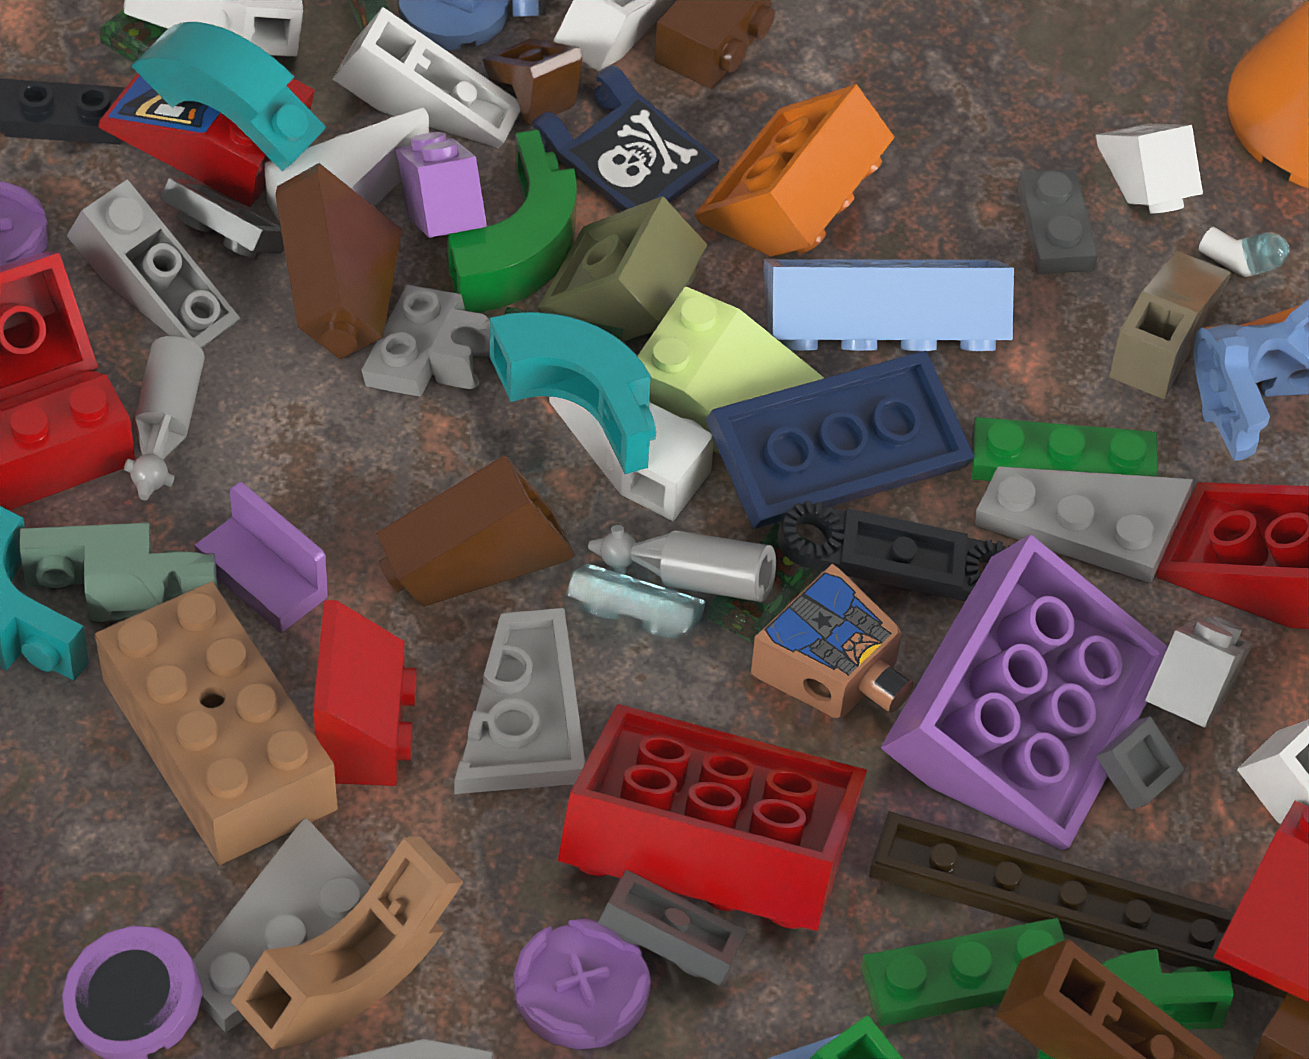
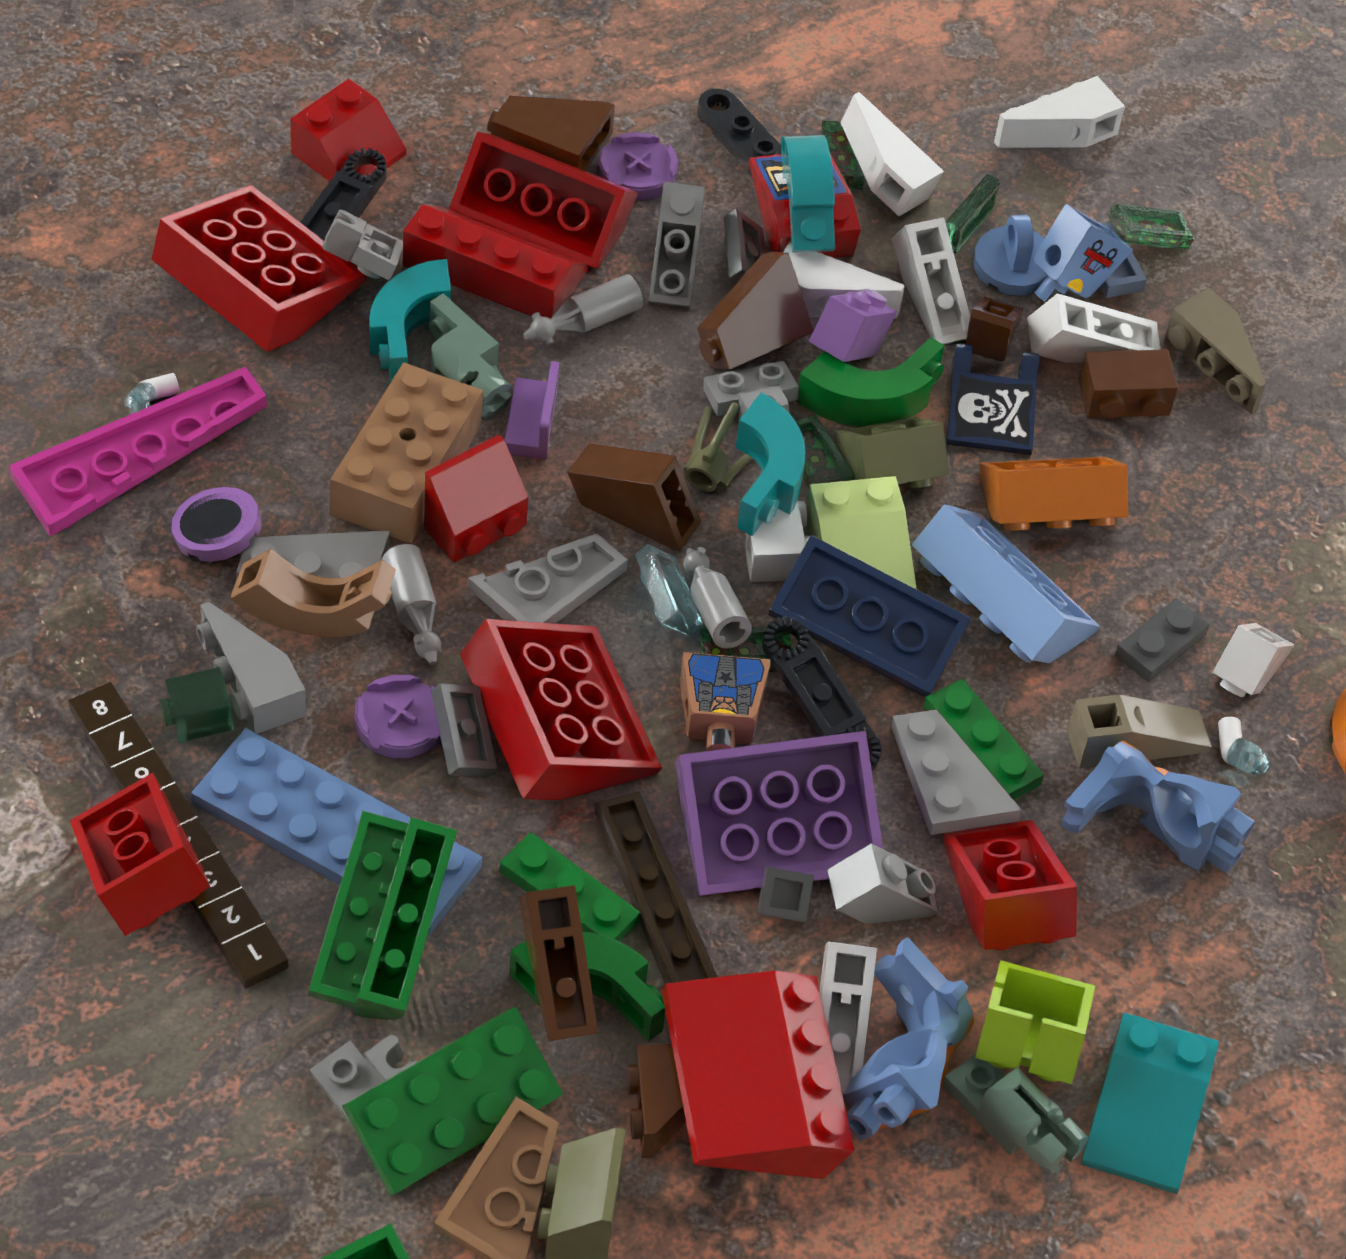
camera: 50 degrees right, 0 degrees up
(380, 830) = (414, 598): none -> light grey wheel
(486, 439) = (709, 465): none -> olive plant

